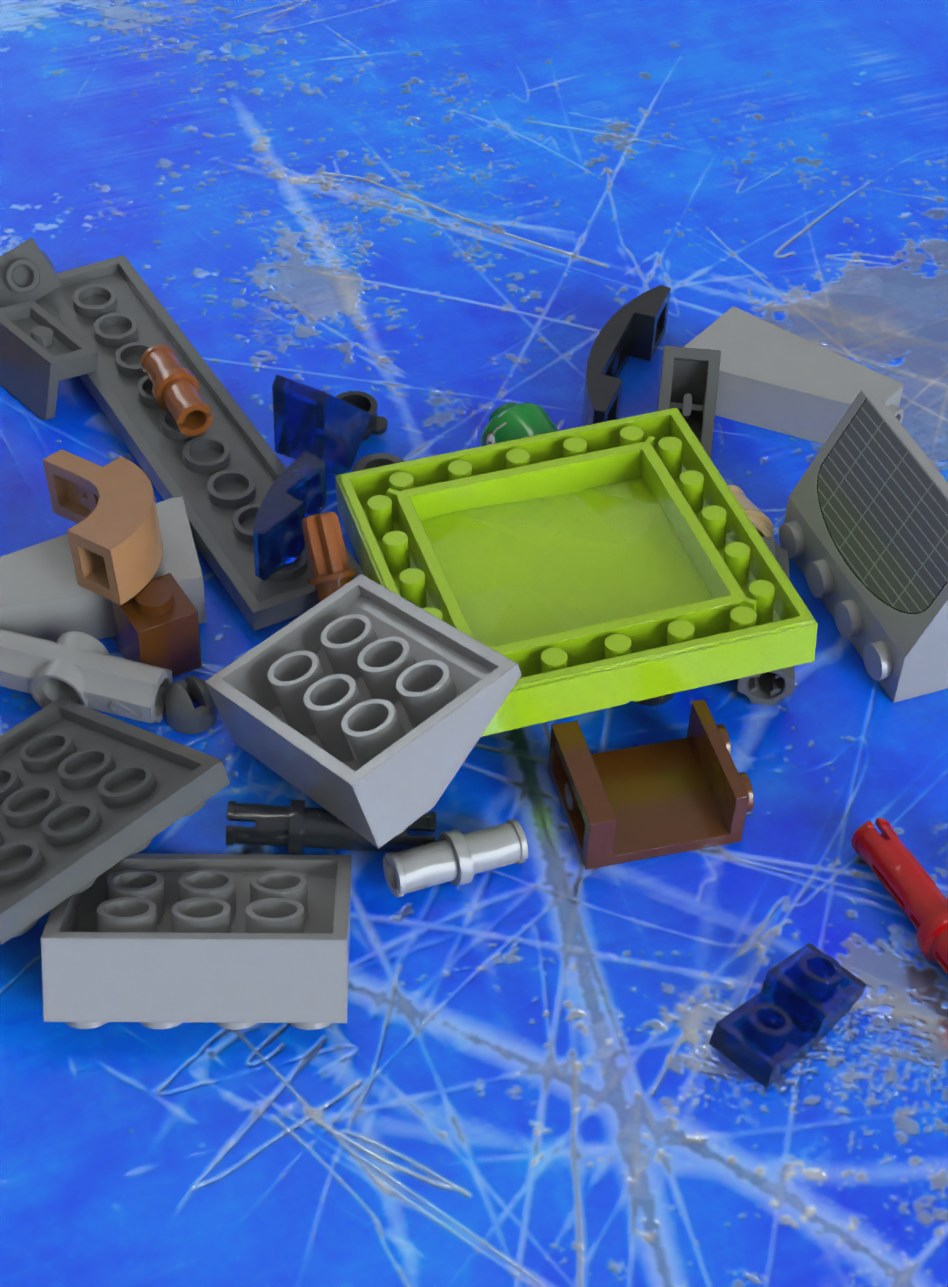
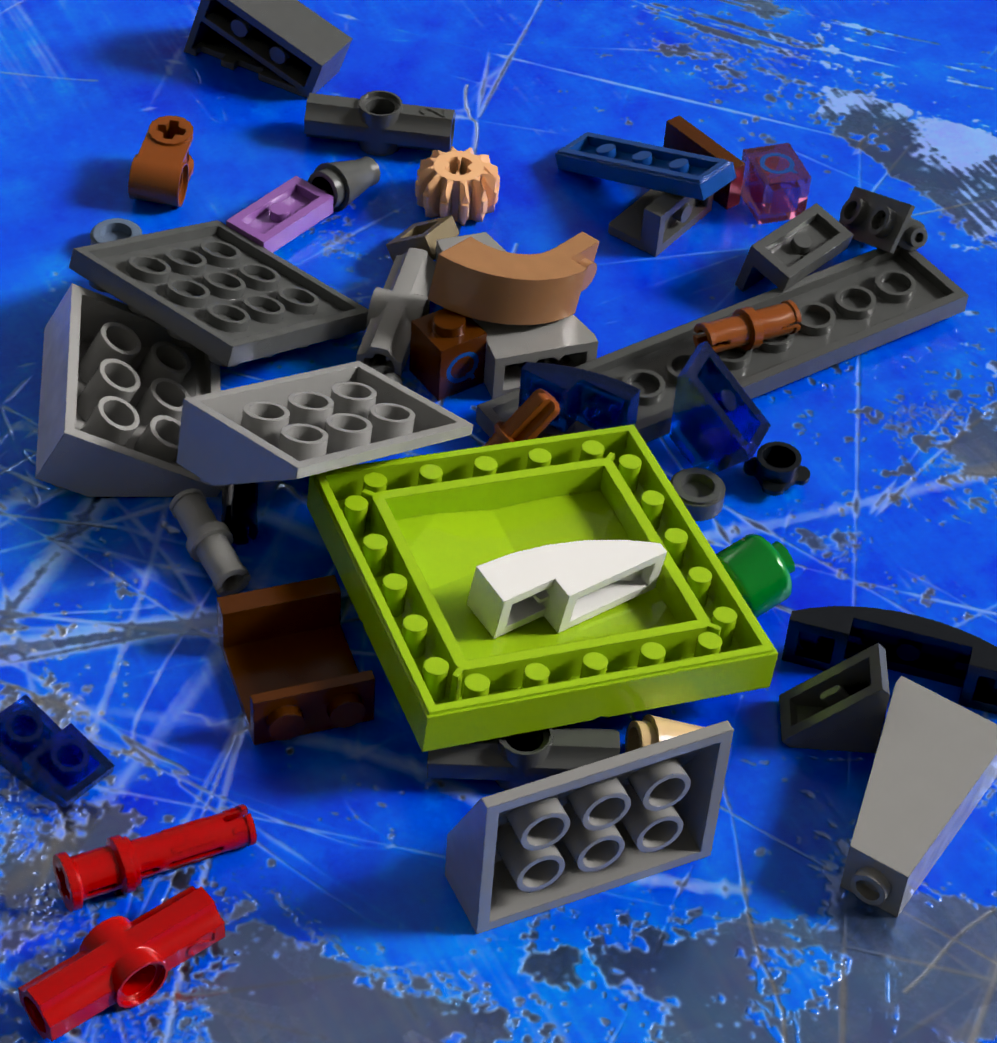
camera: 85 degrees right, 0 degrees up
(608, 532) = (562, 582): none -> white slope

